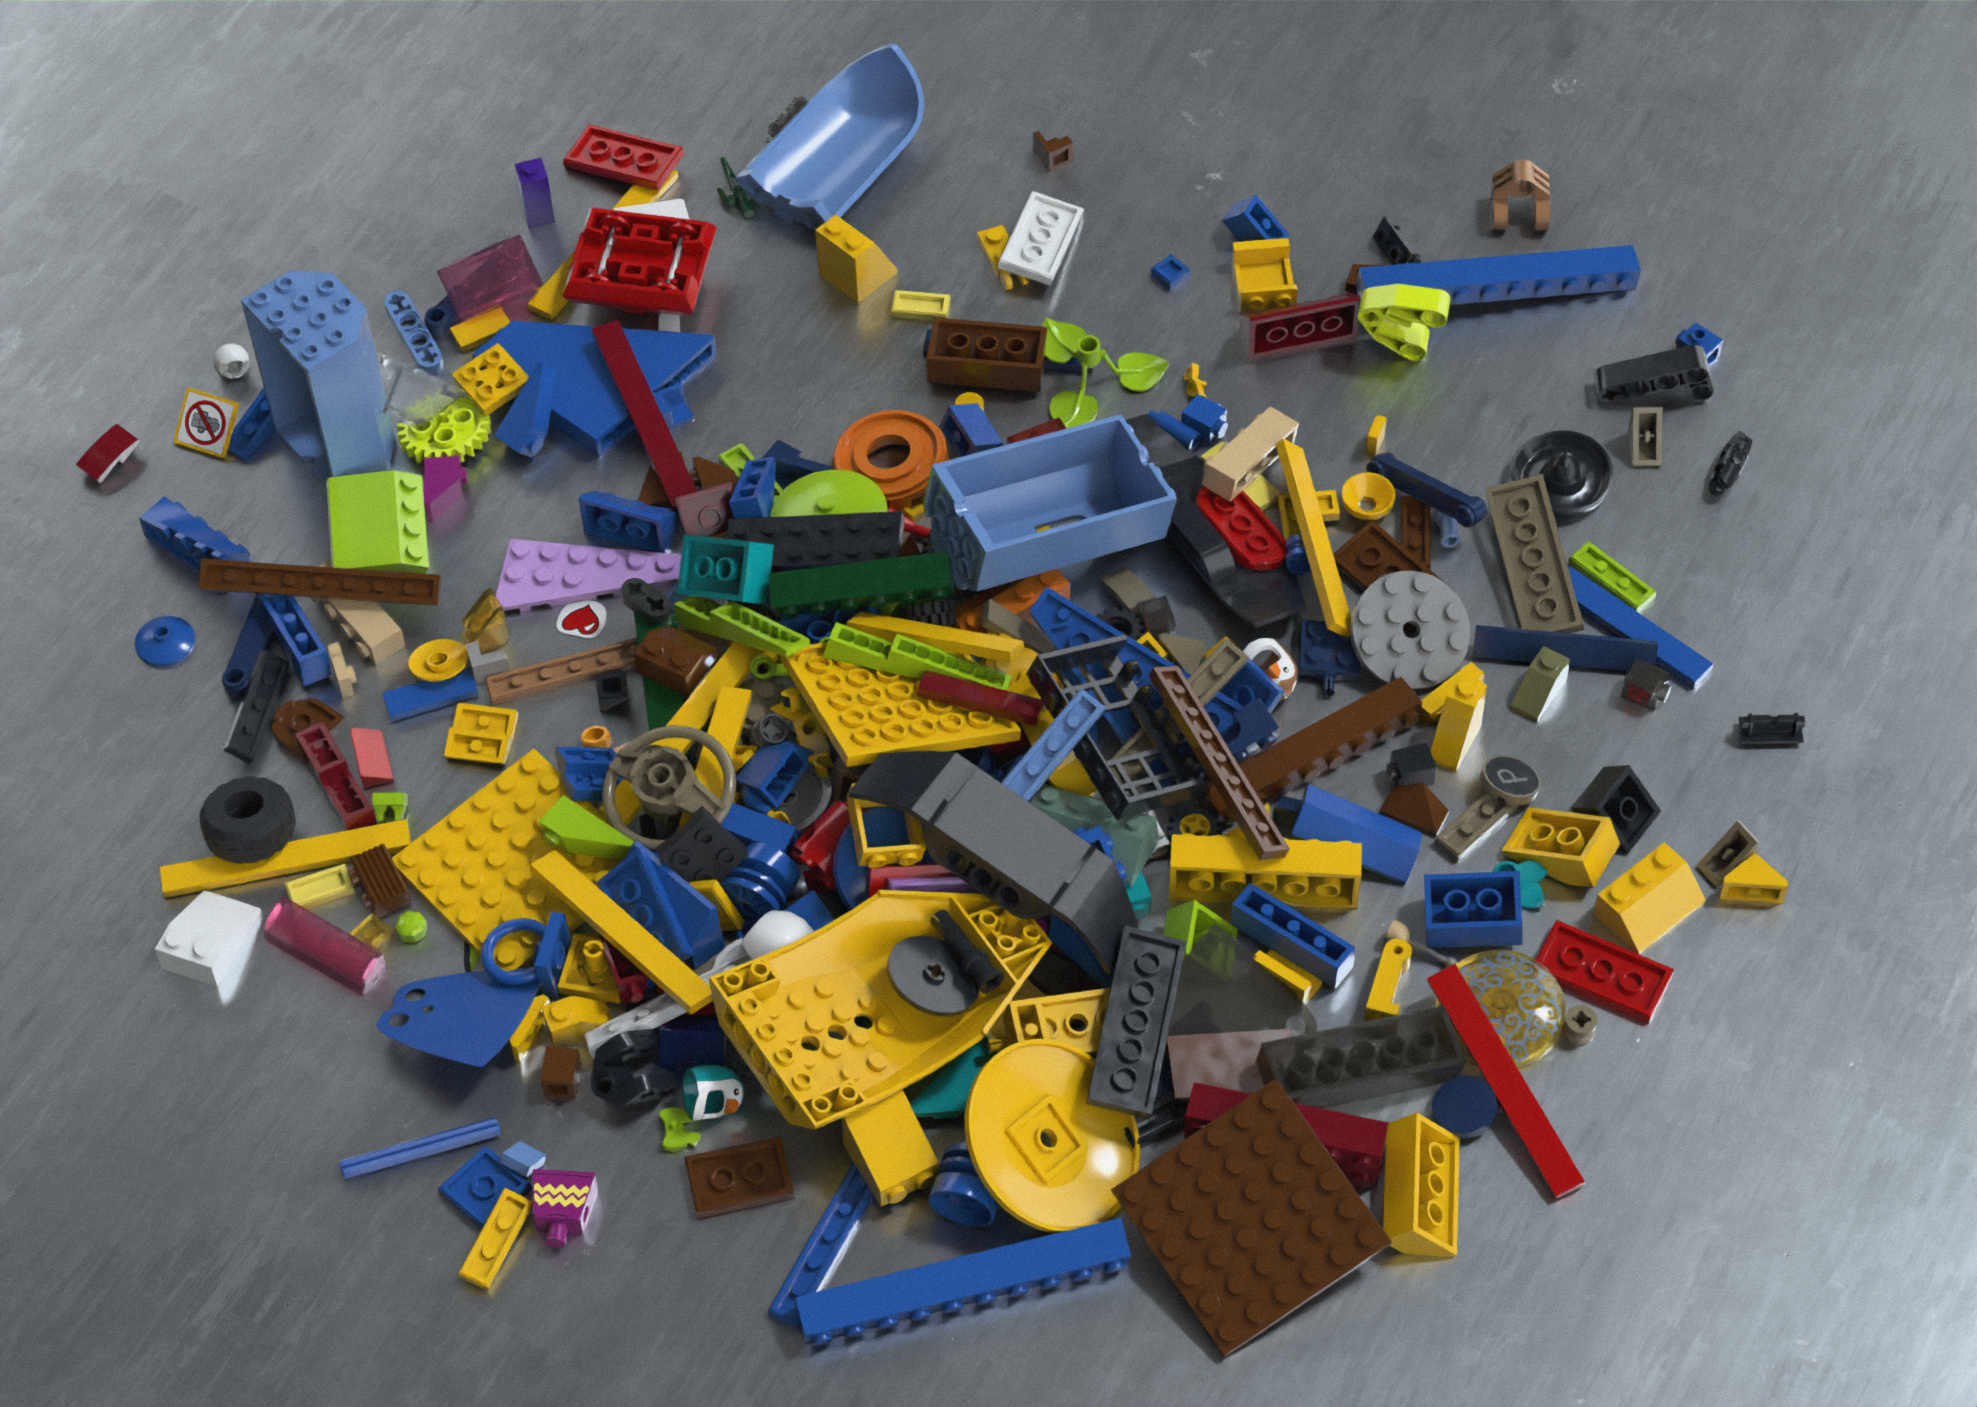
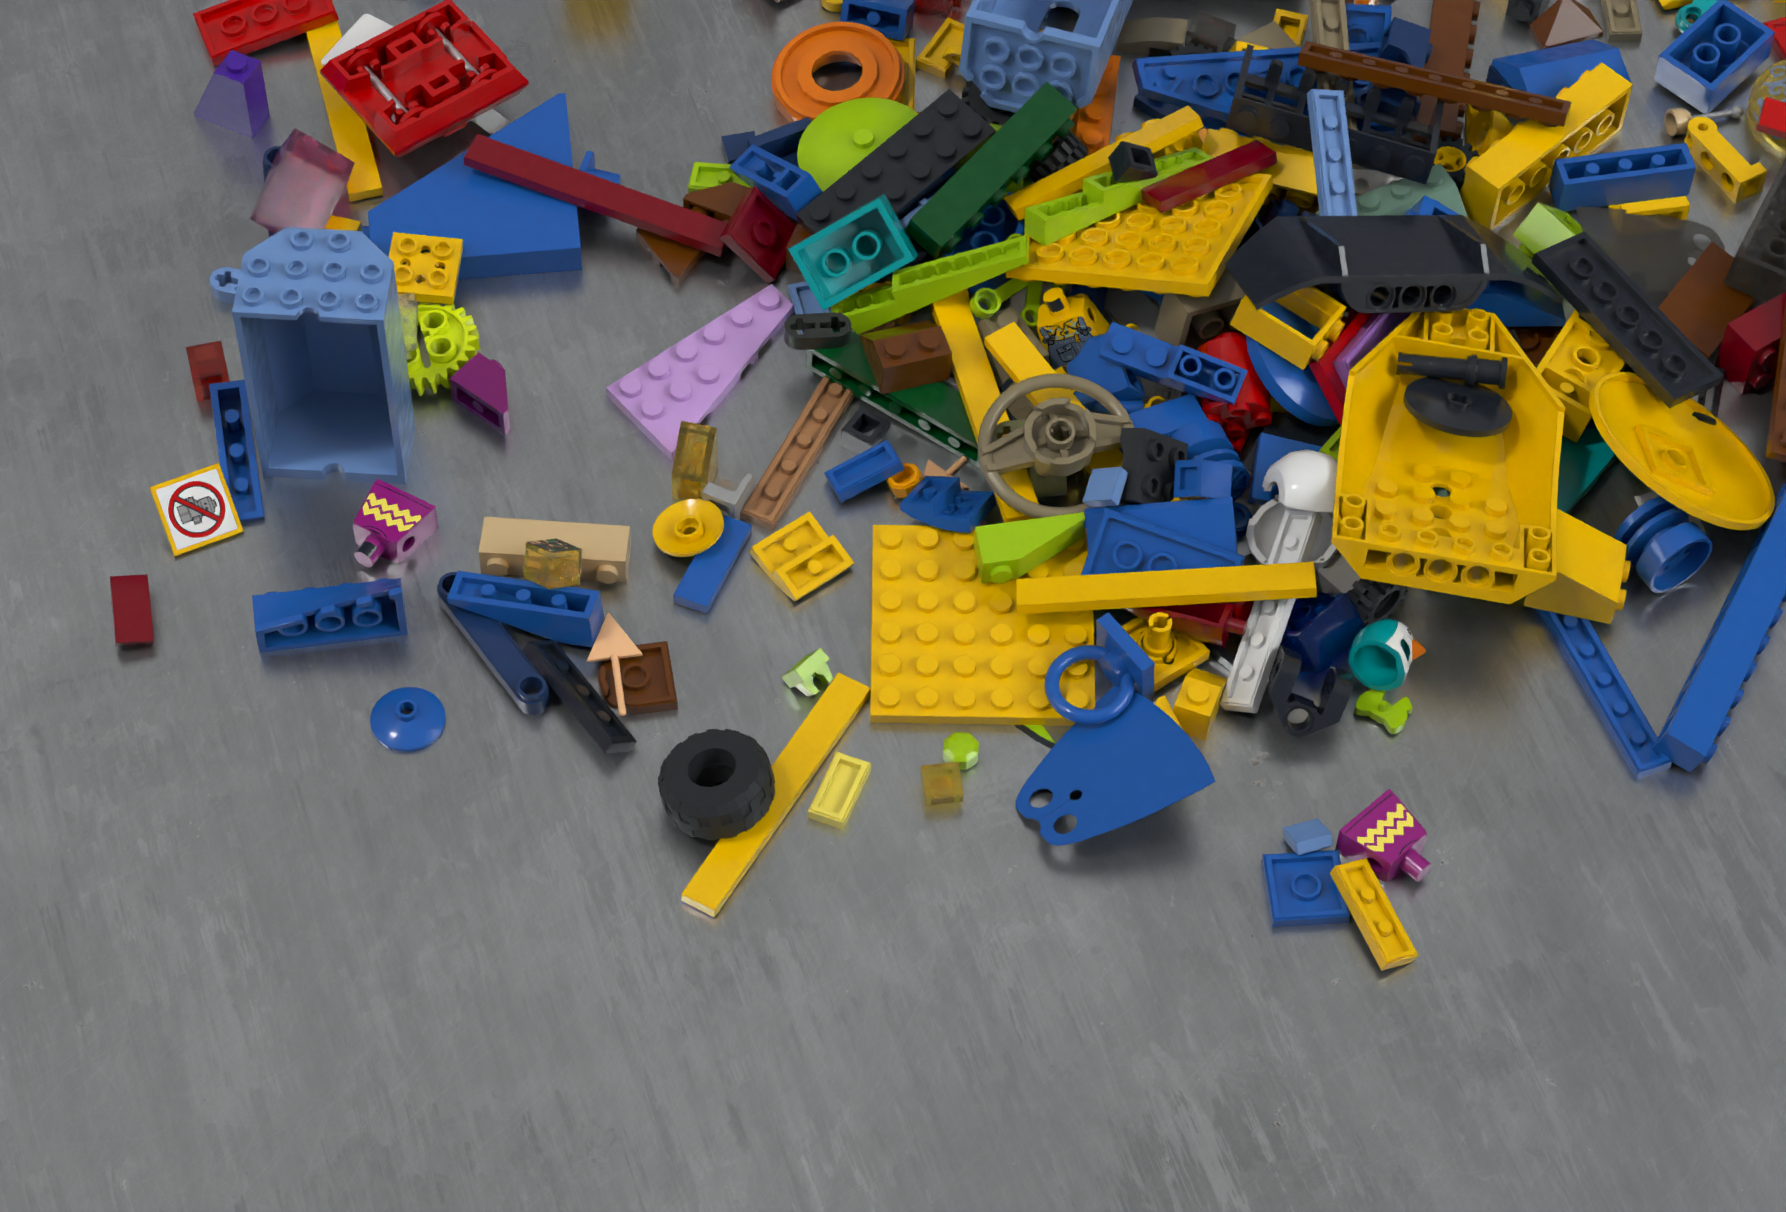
camera: 50 degrees left, 0 degrees up
(206, 937) = (806, 910): white slope -> none
(231, 361) = (140, 443): white piece -> none
(291, 519) = (391, 524): none -> magenta torso
(311, 693) = (612, 645): none -> light nougat piece
(320, 582) = (508, 545): reddish brown plate -> none
(322, 612) = (552, 563): none -> clear yellow brick
(324, 946) = (915, 827): clear pink brick -> none
(336, 777) = (719, 688): dark red slope -> none
(344, 674) = (621, 606): tan plate -> none
(371, 757) = (734, 654): slope -> none
(377, 522) = (492, 461): lime slope -> none
(379, 880) = (889, 737): reddish brown brick -> none
(419, 1148) = (1213, 907): blue axle -> none
(529, 416) = (498, 278): blue slope -> none
(560, 1072) = (1244, 746): reddish brown brick -> none
(579, 713) = (864, 471): none -> blue tile
(582, 619) = (751, 403): sticker -> none
(628, 522) = (695, 292): blue slope -> none
(655, 835) = (1105, 487): none -> medium blue tile
(716, 882) = (1202, 479): none -> blue panel
(738, 1177) = (1478, 701): reddish brown tile -> none
(774, 728) = (1063, 343): dark grey wheel -> none
(795, 794) = (1172, 365): none -> blue slope
(934, 648) = (1132, 163): none -> black slope
(1001, 620) = (1121, 119): dark tan tile -> none

